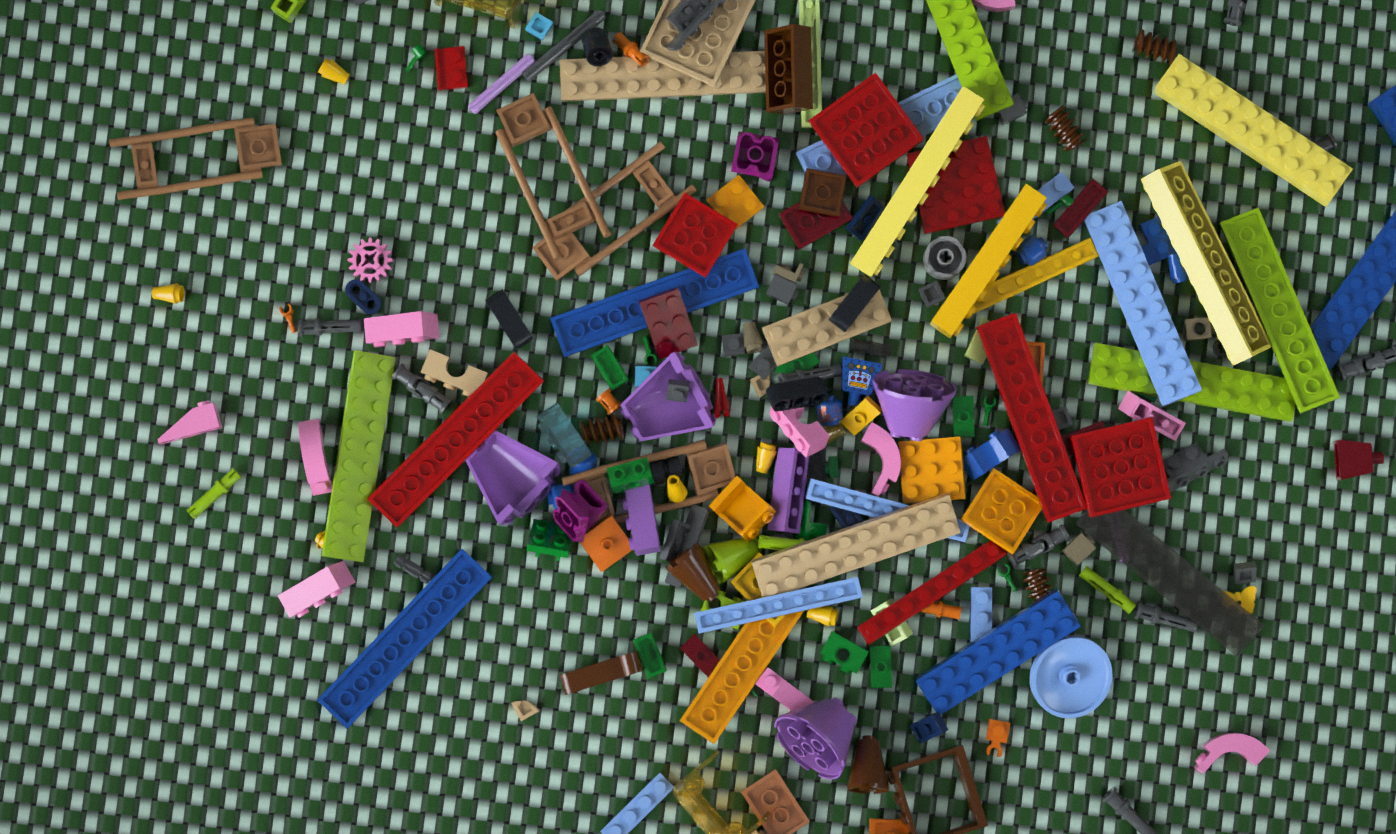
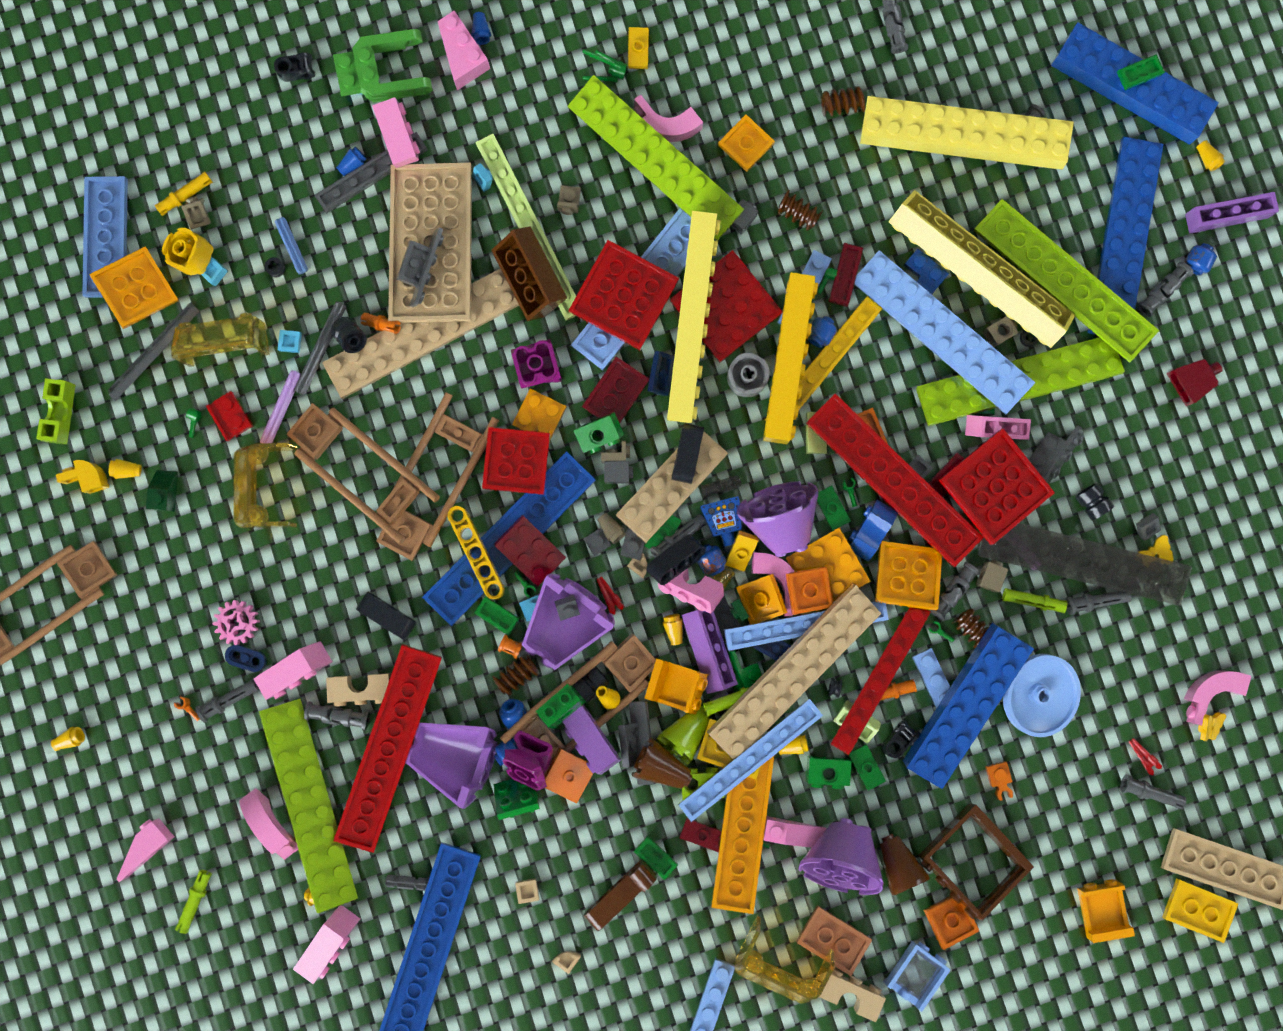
camera: 20 degrees left, 0 degrees up
(300, 61) = (90, 476): none -> yellow brick
(359, 108) = (162, 491): none -> dark green slope
(426, 161) = (246, 511): none -> clear yellow windscreen
(519, 629) = (527, 891): none -> tan plate
(563, 436) = (483, 698): clear light blue brick -> none
(623, 290) = (469, 545): none -> yellow beam
(794, 243) = (587, 435): none -> brick
(822, 192) = (611, 368): reddish brown plate -> none
(858, 17) = (569, 200): none -> dark tan bracket
(858, 468) = (762, 599): none -> light orange plate
(886, 580) = (835, 687): none -> black bush
(905, 479) = (809, 590): none -> orange plate
(924, 655) = (901, 738): none -> black piece
(928, 727) = (938, 803): dark blue plate -> none
(931, 294) = (751, 412): dark grey plate -> none
(1047, 42) = (746, 143): none -> light orange plate
(1140, 783) = (1147, 759): none -> red piece
(1176, 270) = (958, 288): blue cone -> none
(1206, 525) = (1094, 501): none -> black wheel
(1212, 780) = (1211, 726): none -> yellow animal

